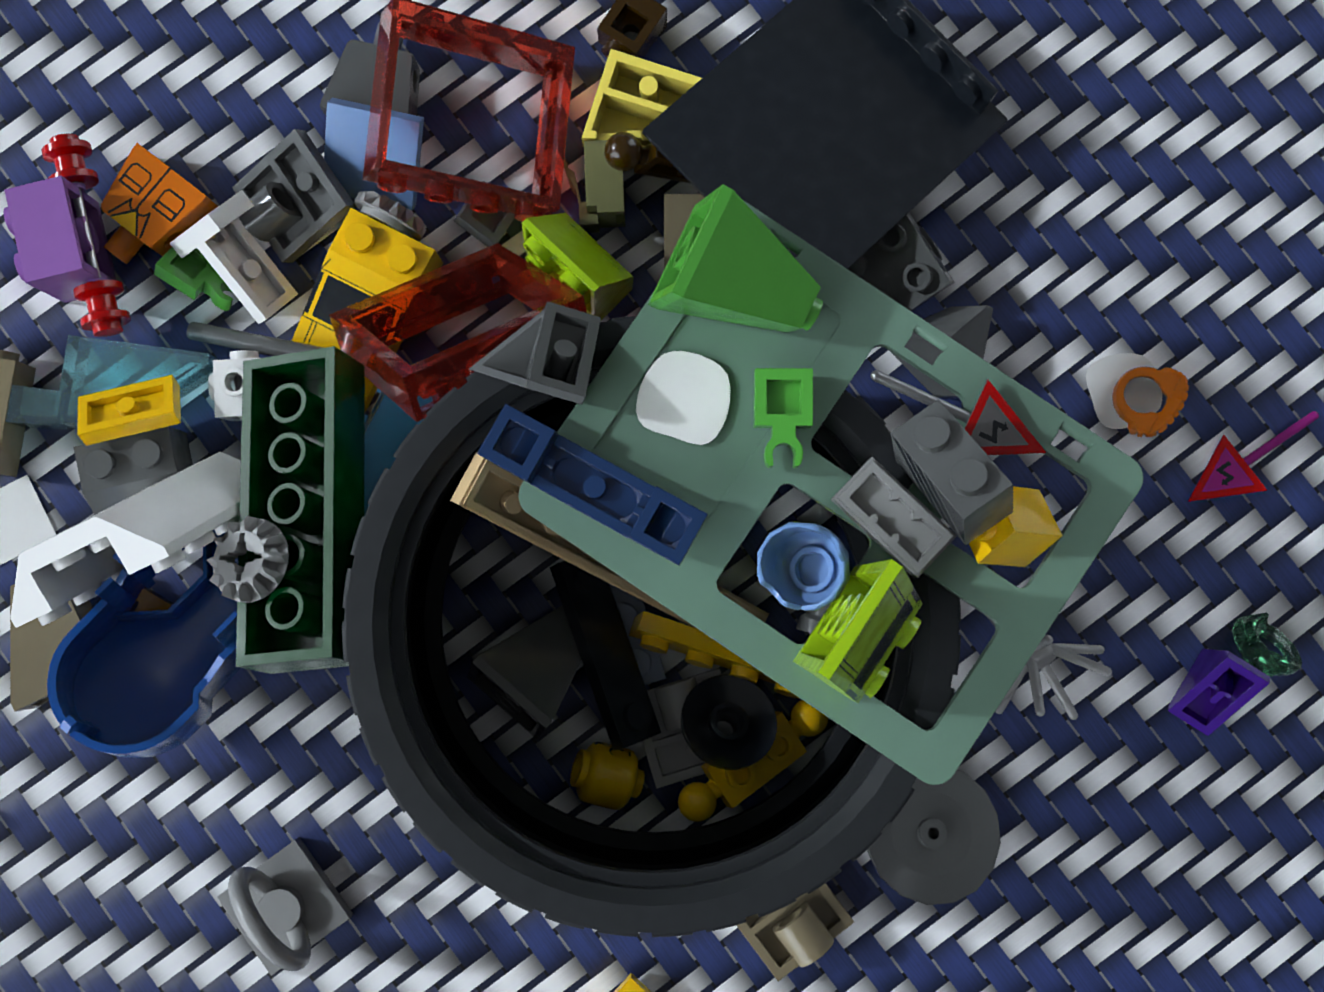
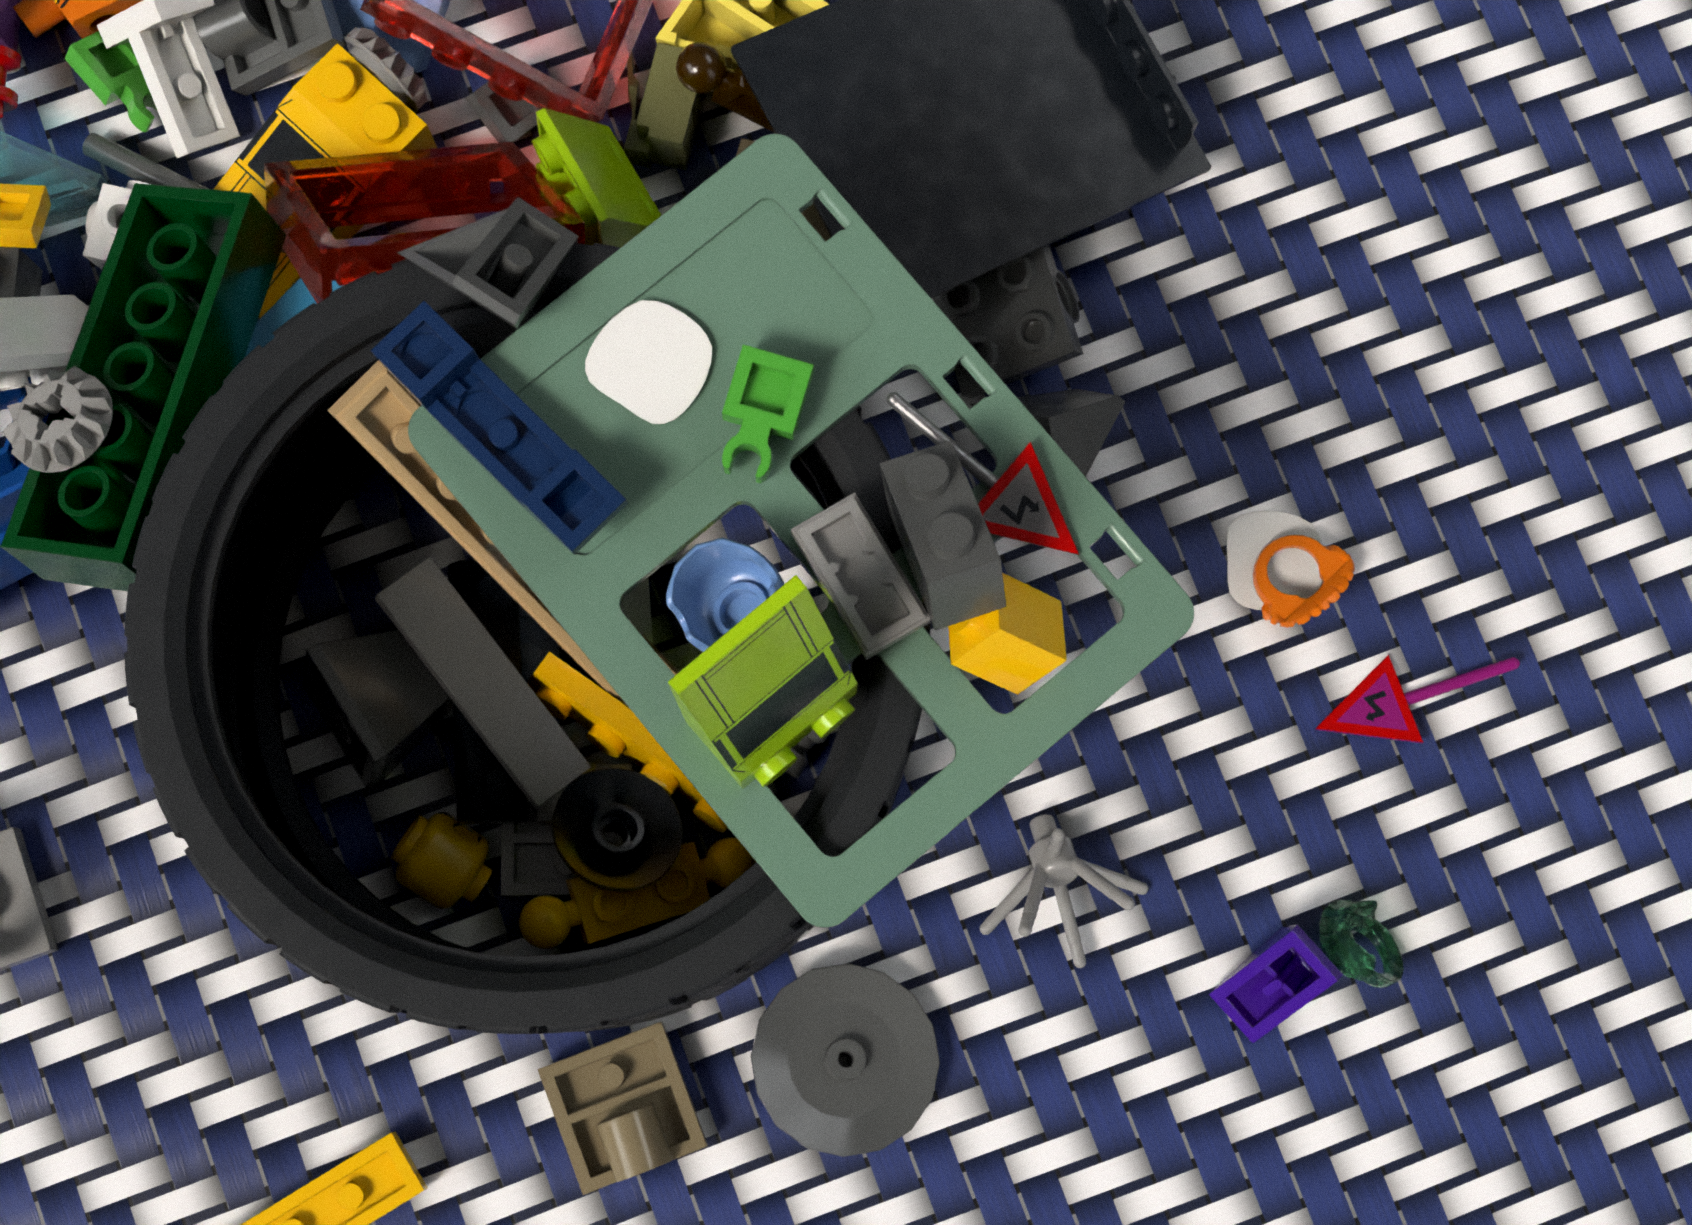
camera: 15 degrees right, 5 degrees down
(603, 647) = (482, 682): none -> dark grey tile
(736, 270) = (754, 223): bright green slope -> none

